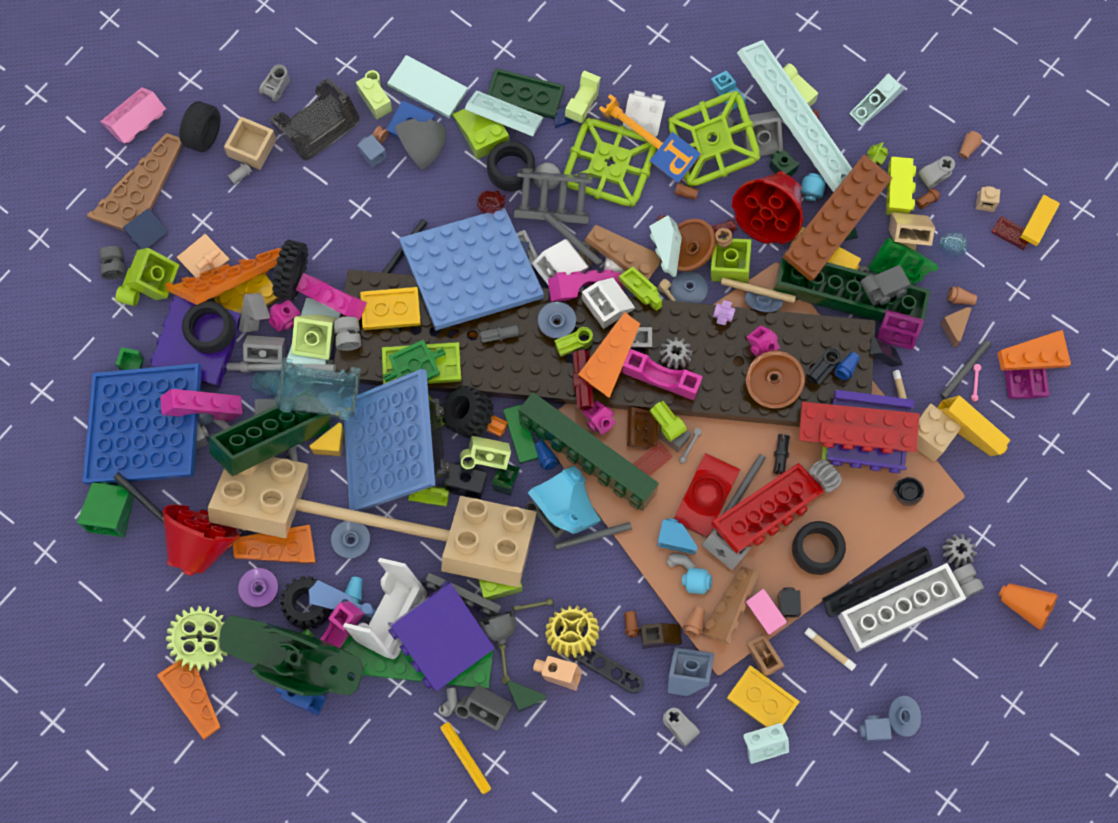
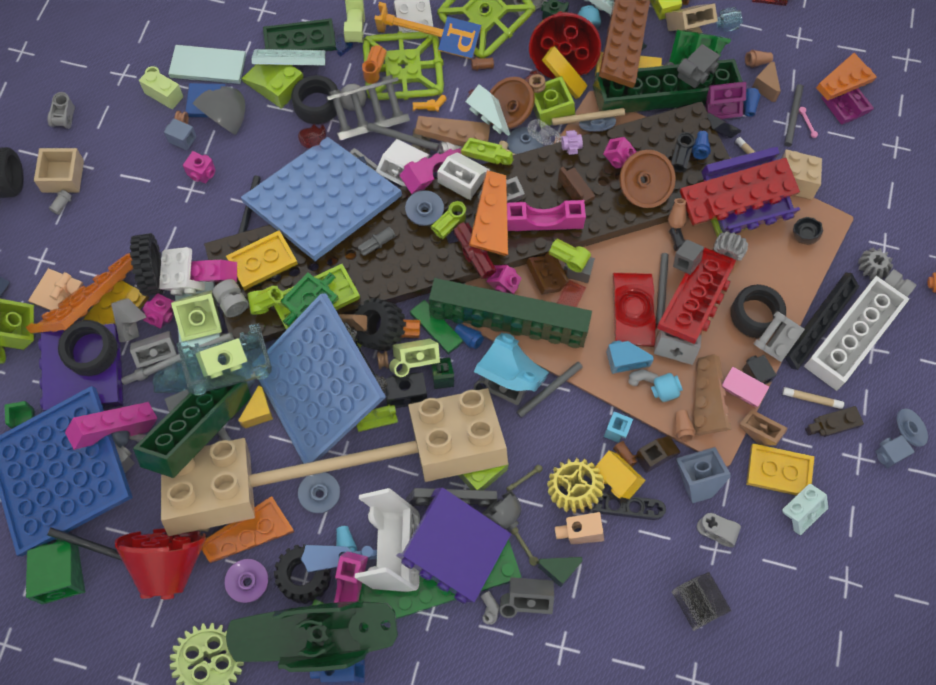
camera: 25 degrees left, 5 degrees down
(311, 289) = (176, 272): none -> white bracket
(319, 122) = (120, 130): clear smoke windscreen -> none
(328, 389) = (209, 358): none -> yellowish green brick
(375, 191) = (199, 167): none -> dark pink brick
(375, 348) = (262, 300): none -> lime piece
(445, 399) = (359, 322): none -> medium nougat slope
(458, 444) = (383, 360): none -> medium nougat bush
(465, 758) = (532, 656): yellow axle -> none
(581, 152) = (373, 64): none -> orange piece
(614, 639) = (619, 475): none -> yellow brick
(616, 214) = (430, 105): none -> light orange piece
(632, 778) = (701, 600): none -> clear smoke slope
(635, 597) = (618, 427): none -> medium azure brick
(677, 347) = (546, 193): light grey gear -> none
(697, 432) = (596, 286): light grey hinge -> none
(707, 357) = (575, 185): none -> reddish brown panel
(709, 290) = (545, 133): none -> clear plate
(759, 237) = (560, 67): none -> yellow tile
(777, 469) = (688, 256): none -> dark grey brick
(790, 425) = (678, 214): none -> nougat cone
(825, 584) = (783, 338): none -> light grey plate
(838, 680) = (836, 422): none -> dark brown hinge
(929, 338) = (751, 102): none -> blue cone
(975, 426) = (835, 156): yellow slope -> none

